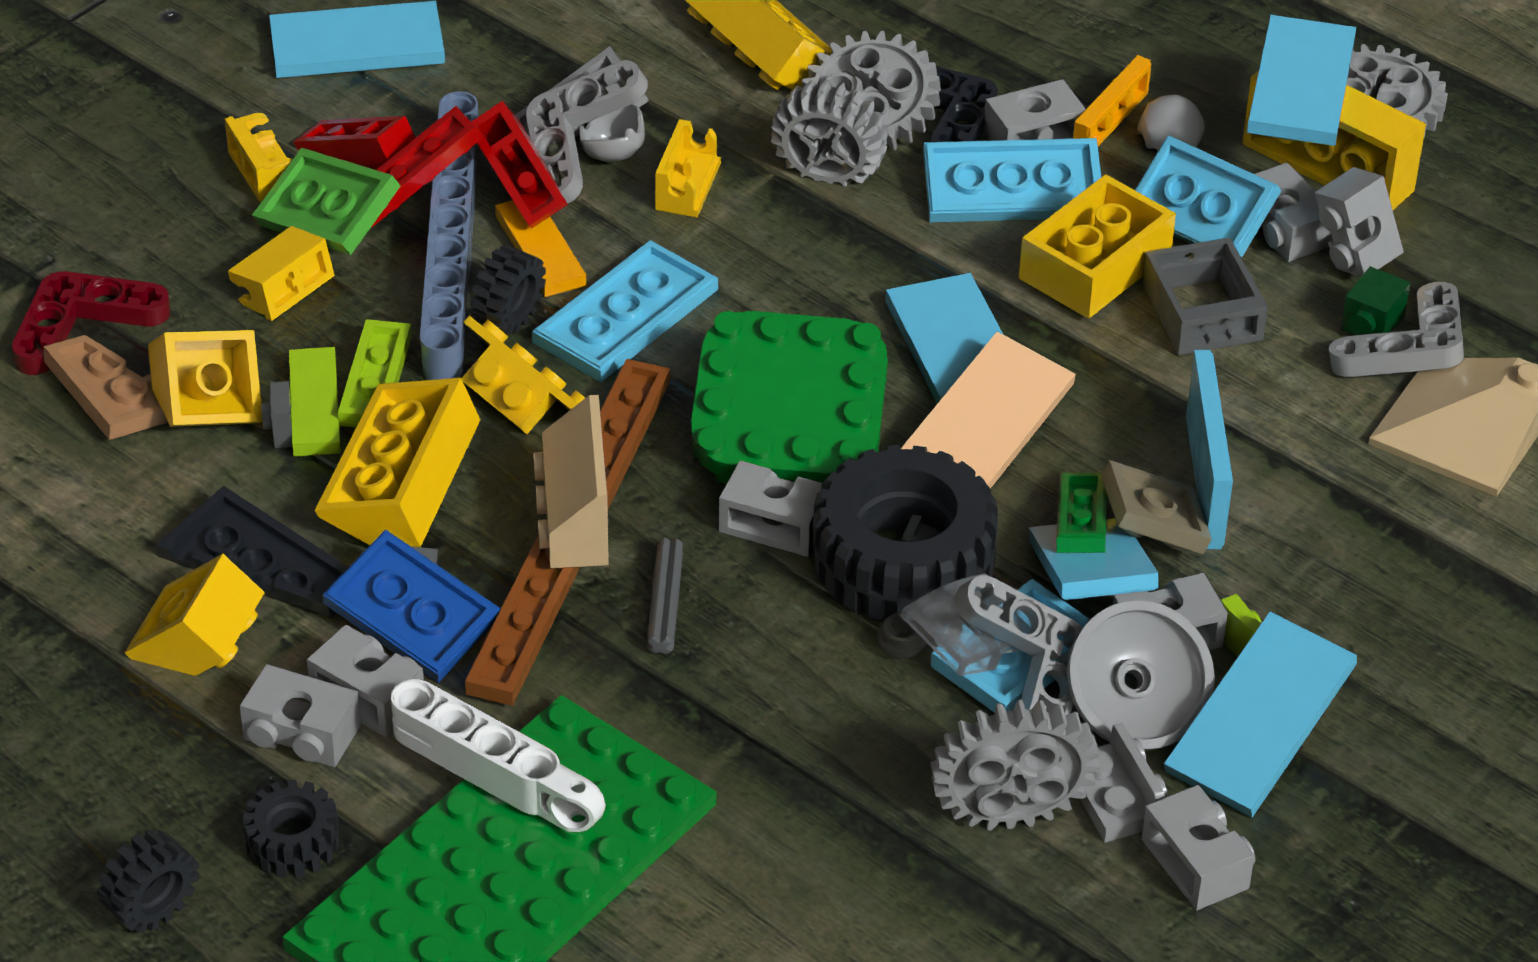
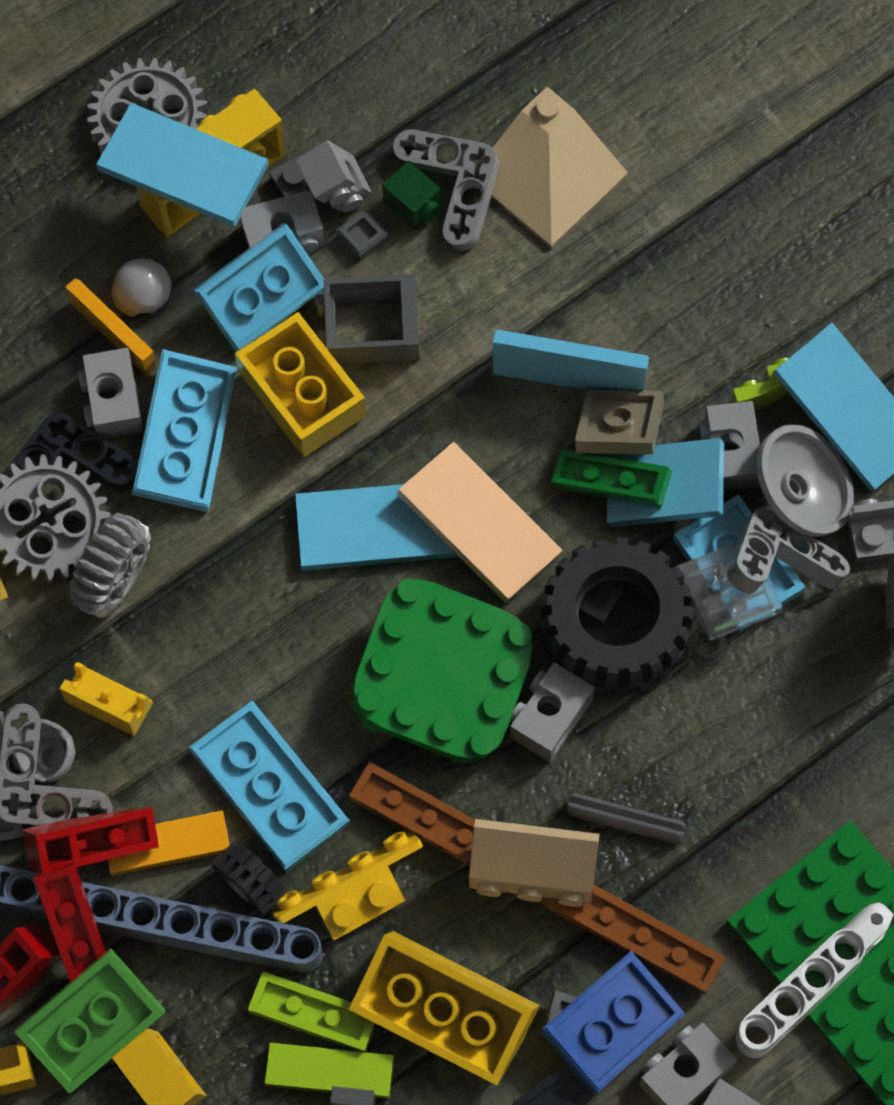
camera: 75 degrees left, 25 degrees up
(1312, 284) = (362, 235): none -> dark grey tile

